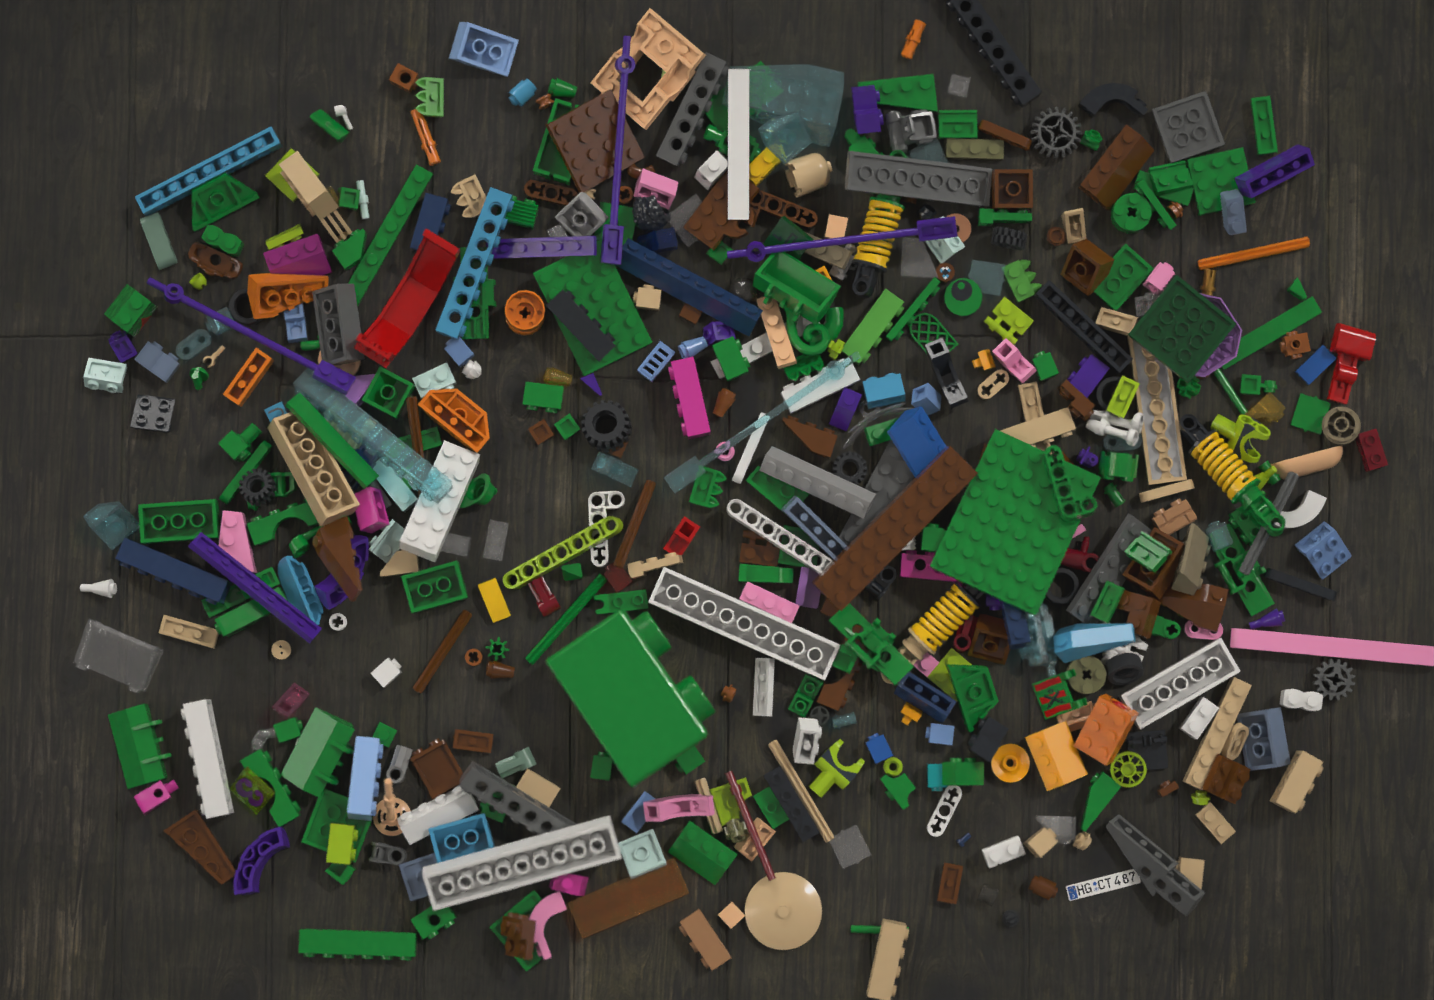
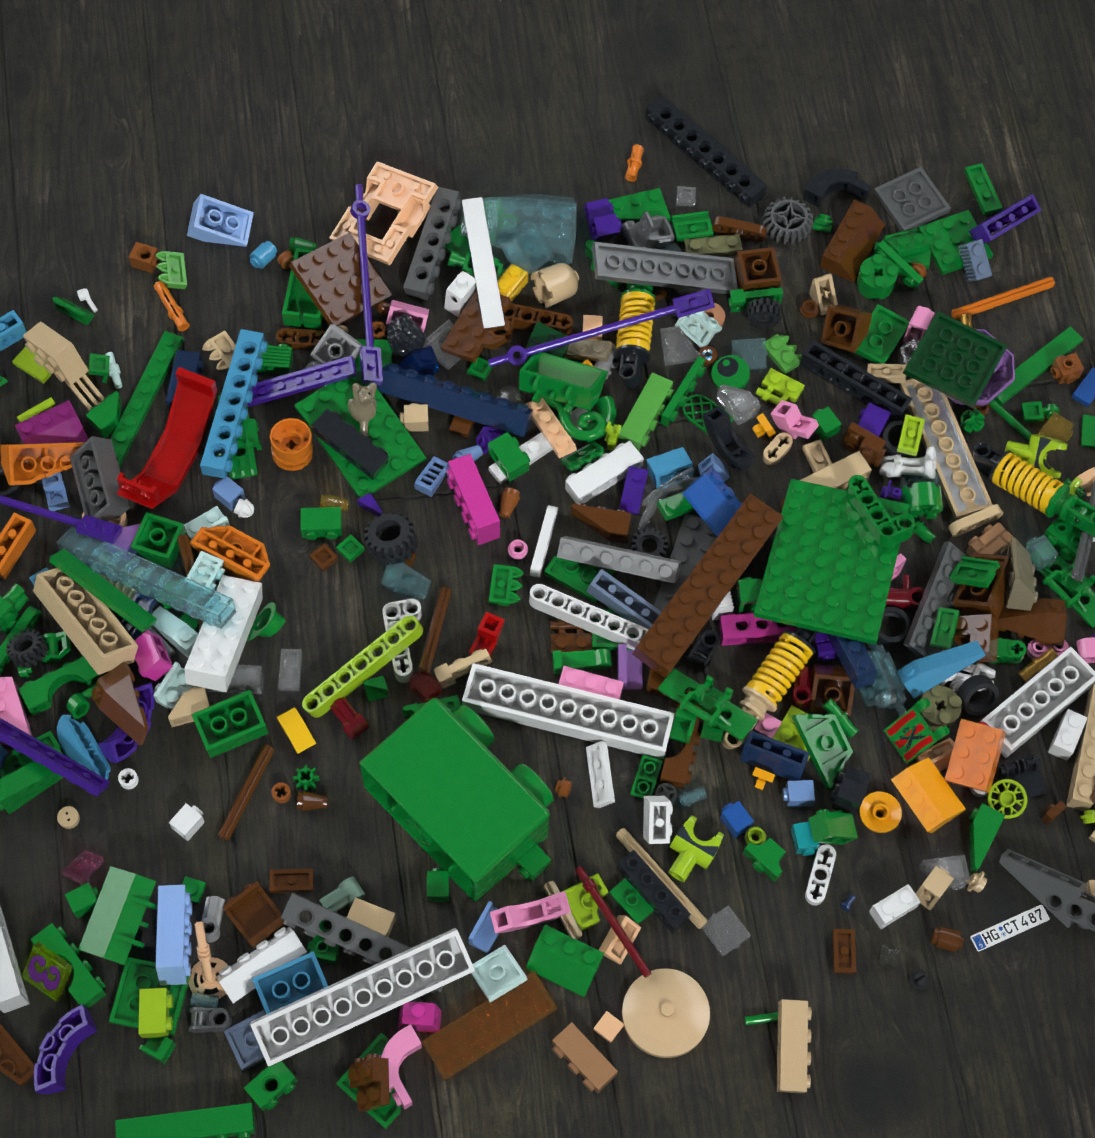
camera: 10 degrees left, 20 degrees down
(261, 737) = (54, 913): clear arm -> none
(310, 345) = (73, 509): green arm -> none
(385, 836) = (204, 1000): none -> clear light blue pin
(427, 439) = (207, 570): none -> light aqua bracket
(565, 620) = (376, 738): green axle -> none
(598, 290) = (363, 405): none -> dark tan animal
(695, 468) = (489, 565): clear light blue bar -> none
(735, 830) = (597, 930): olive gear -> none
(964, 332) = (738, 403): none -> clear slope
(994, 668) = (847, 726): none -> green pin
(1189, 646) = (1038, 664): none -> pearl gold pin
(1297, 290) = (1054, 322): green slope -> none

